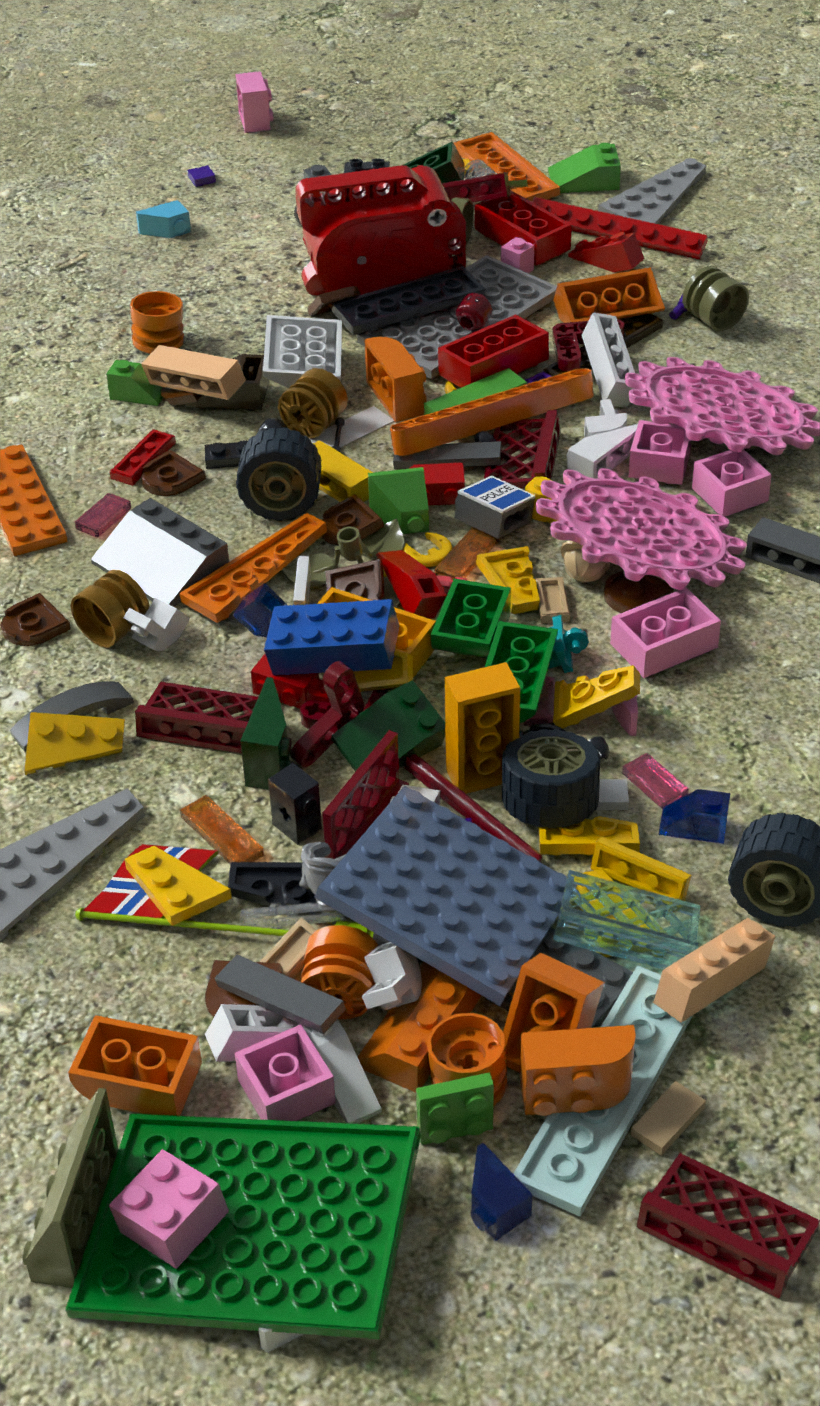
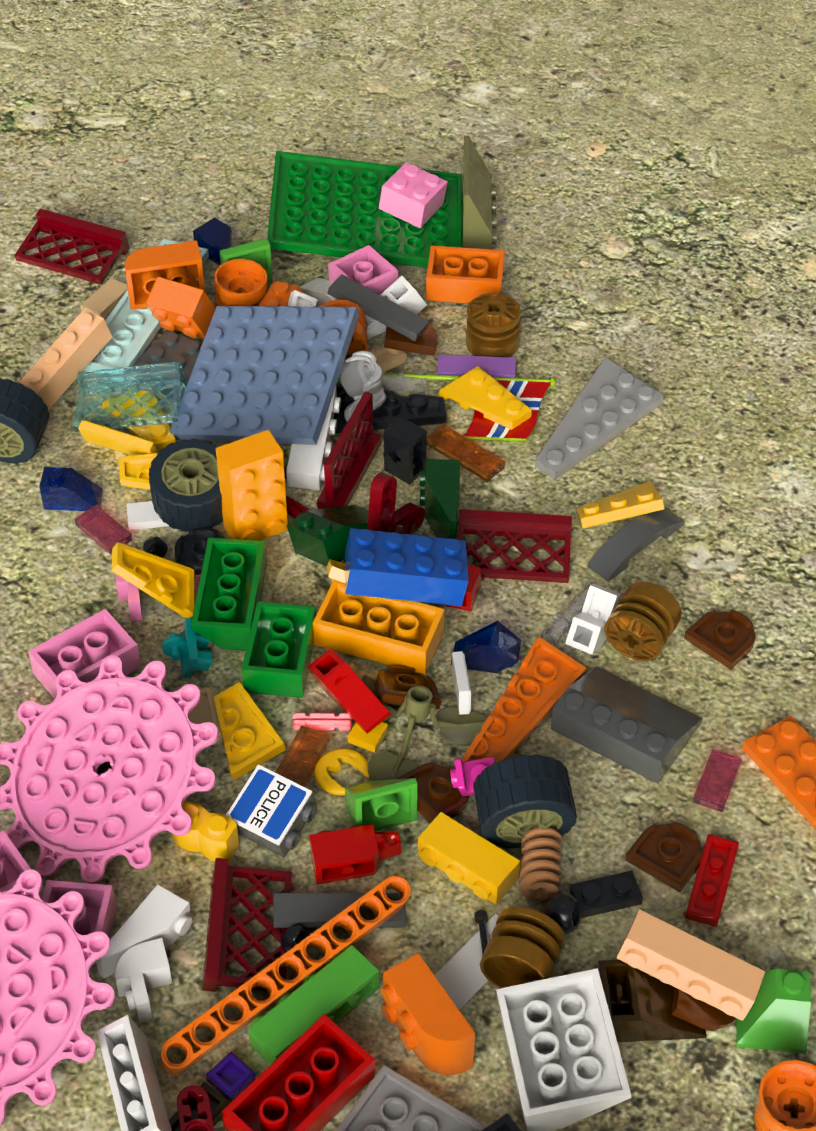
camera: 170 degrees right, 5 degrees up
(129, 971) = (493, 326): none -> pearl gold wheel
(168, 943) = (459, 365): none -> medium lavender tile
(181, 640) = (563, 619): none -> clear pin
(311, 508) = (466, 773): none -> dark pink bracket

